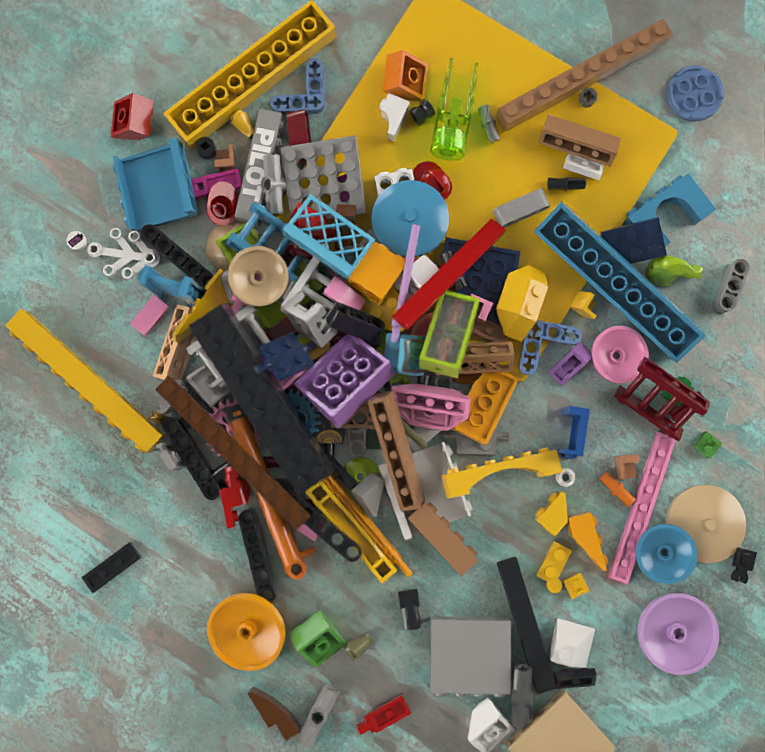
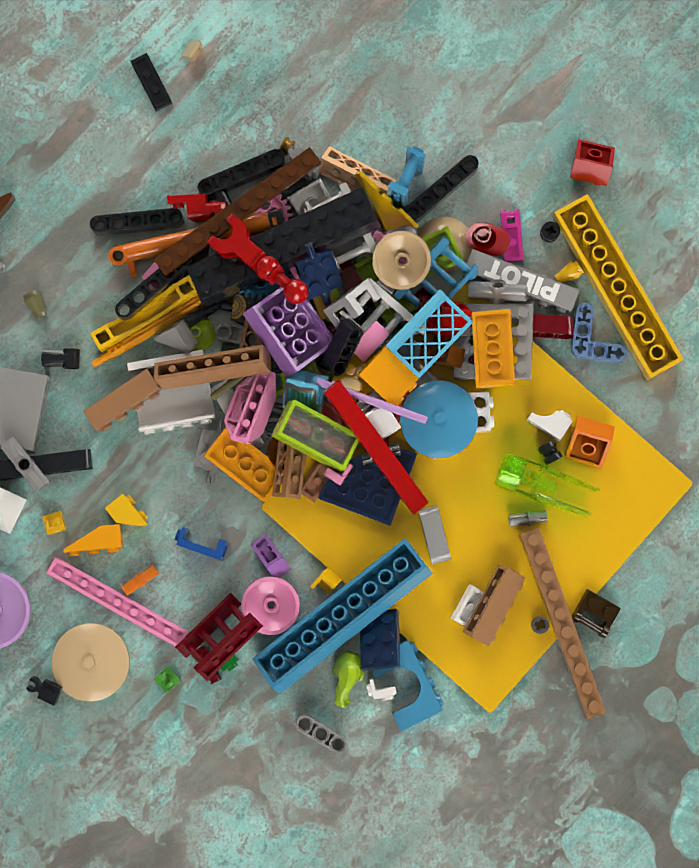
camera: 100 degrees right, 0 degrees up
(73, 530) = (192, 51): none -> tan slope
(77, 240) = (476, 92): white tile -> none
(85, 381) = (334, 82): yellow brick -> none
(126, 254) = (453, 138): white plant -> none
(149, 315) = (389, 152): bright pink tile -> none
(155, 186) = (517, 176): dark azure panel -> none
(170, 457) = (245, 152): light grey plate -> none
(225, 159) = (535, 249): nougat panel -> none
(246, 631) = (68, 199): light orange dish -> none
(279, 423) = (265, 266): none -> red piece
(317, 639) = (48, 265): bright green slope -> none
(332, 174) = (493, 348): none -> light orange plate
(433, 175) = (480, 452): red piece -> none
(460, 482) = (172, 423): yellow arch -> none
(518, 636) = (17, 455): none -> light grey piece
(521, 301) = (340, 516): yellow wedge -> none
(543, 334) = (304, 534): medium blue beam -> none
(553, 566) = (77, 504): yellow hinge -> none
(560, 46) = (600, 608): none -> dark brown plate
(565, 183) = (452, 584): black axle -> none
(571, 477) = (154, 529): white plate -> none
(625, 466) = (160, 593): nougat panel -> none
(678, 561) = (59, 604): dark azure dish -> none
(682, 233) = (385, 693): none -> white bracket
(695, 93) = (529, 740): medium blue tile -> none

